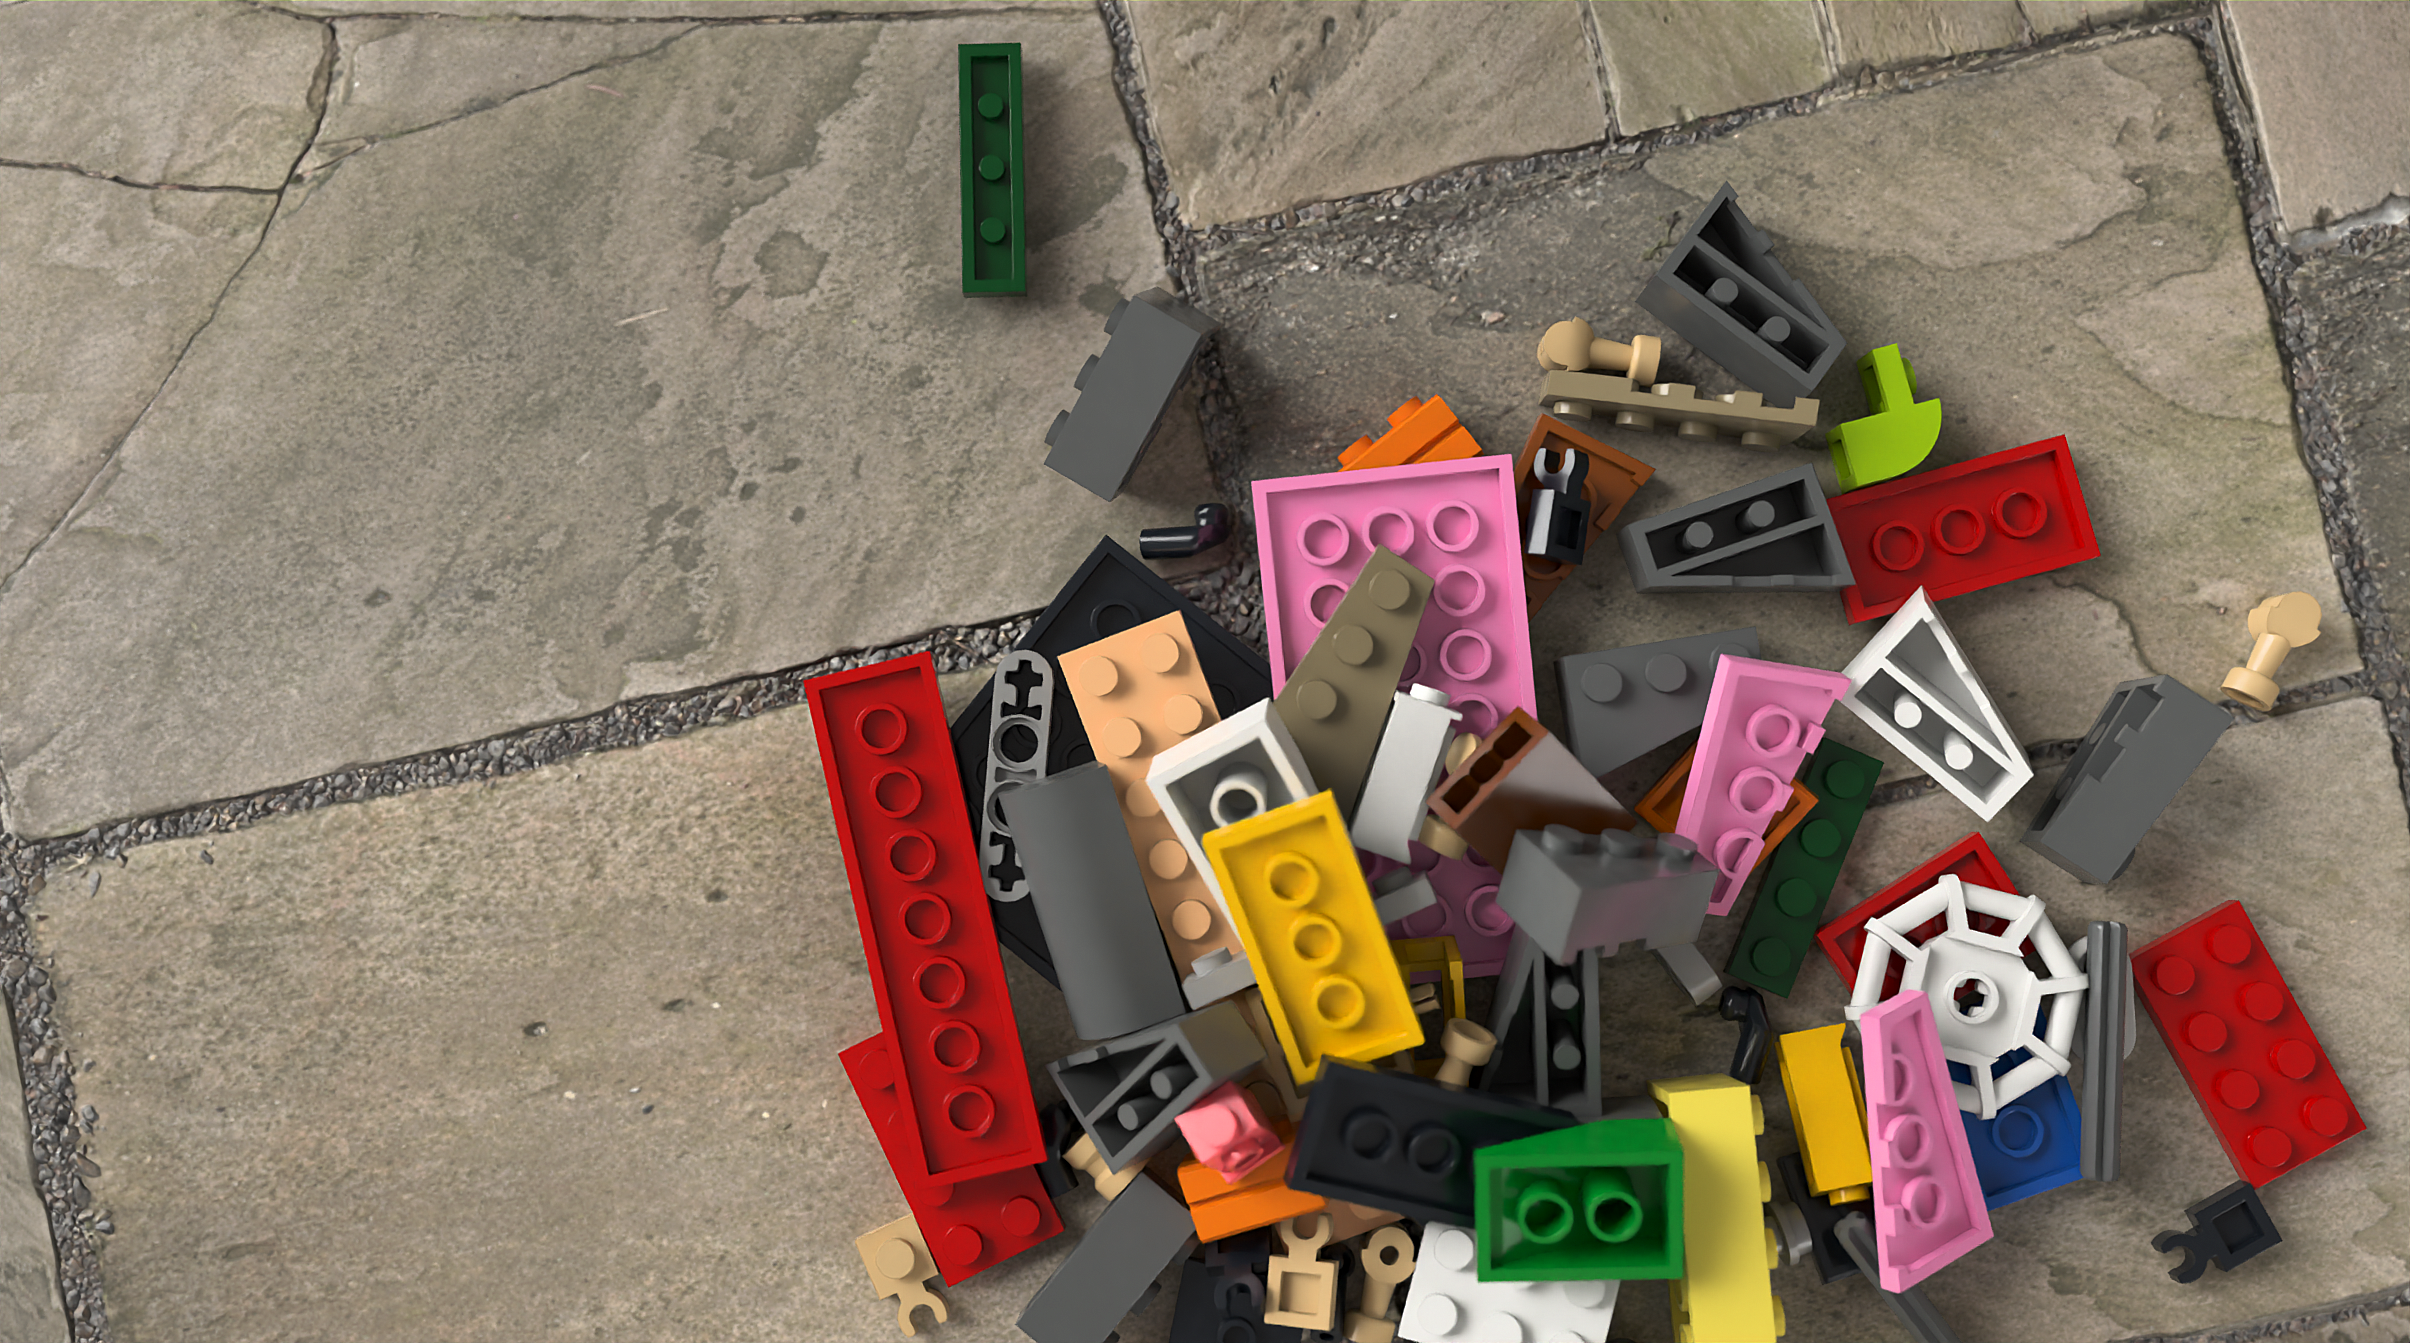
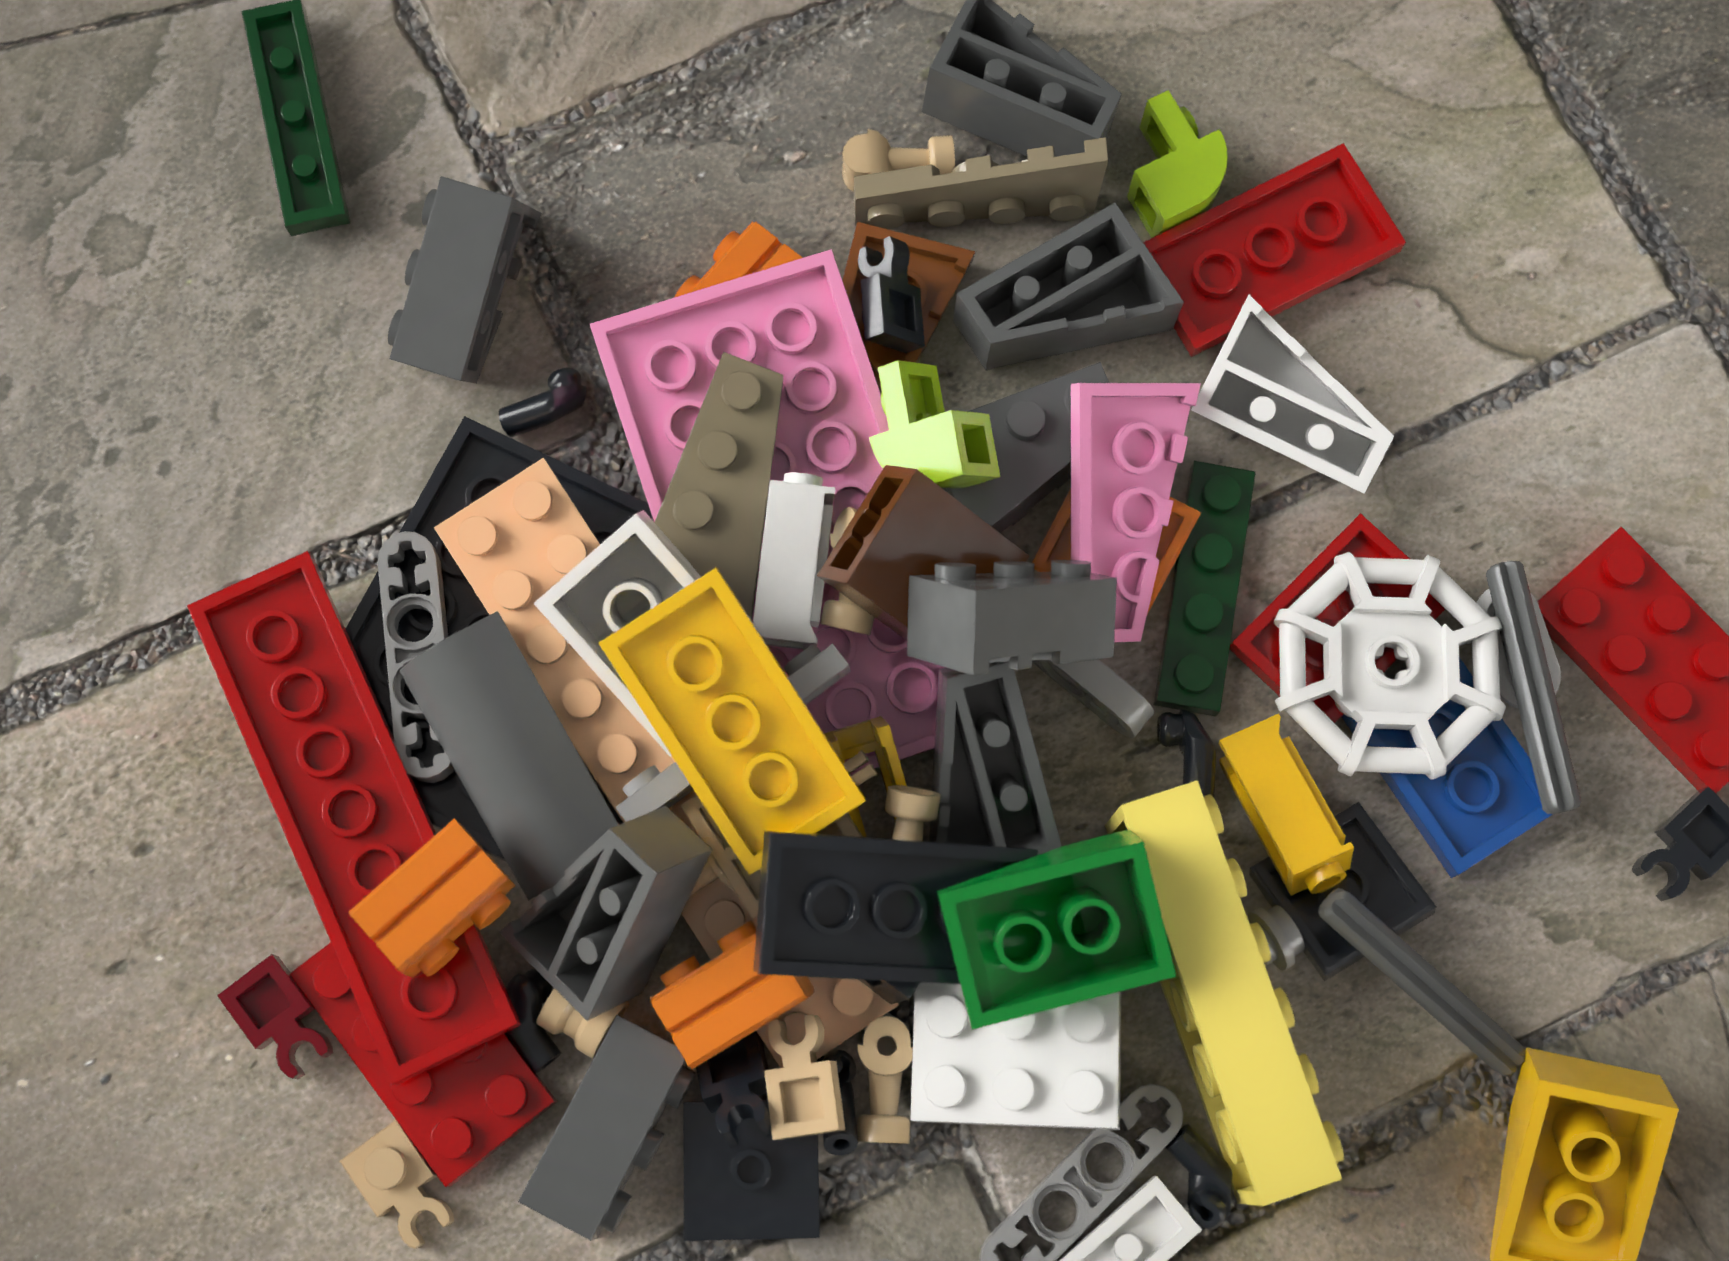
camera: 20 degrees left, 10 degrees down
(814, 1082) = (270, 1009): none -> dark red plate
(992, 1034) = (434, 901): none -> orange brick
(1230, 1131) = (690, 937): coral brick -> none
(1559, 685) = (946, 446): none -> lime brick
(1920, 1154) = (1383, 820): bright pink wing -> none
(2124, 776) = (1483, 430): dark grey wedge -> none
(2276, 627) = (1585, 278): tan leg -> none

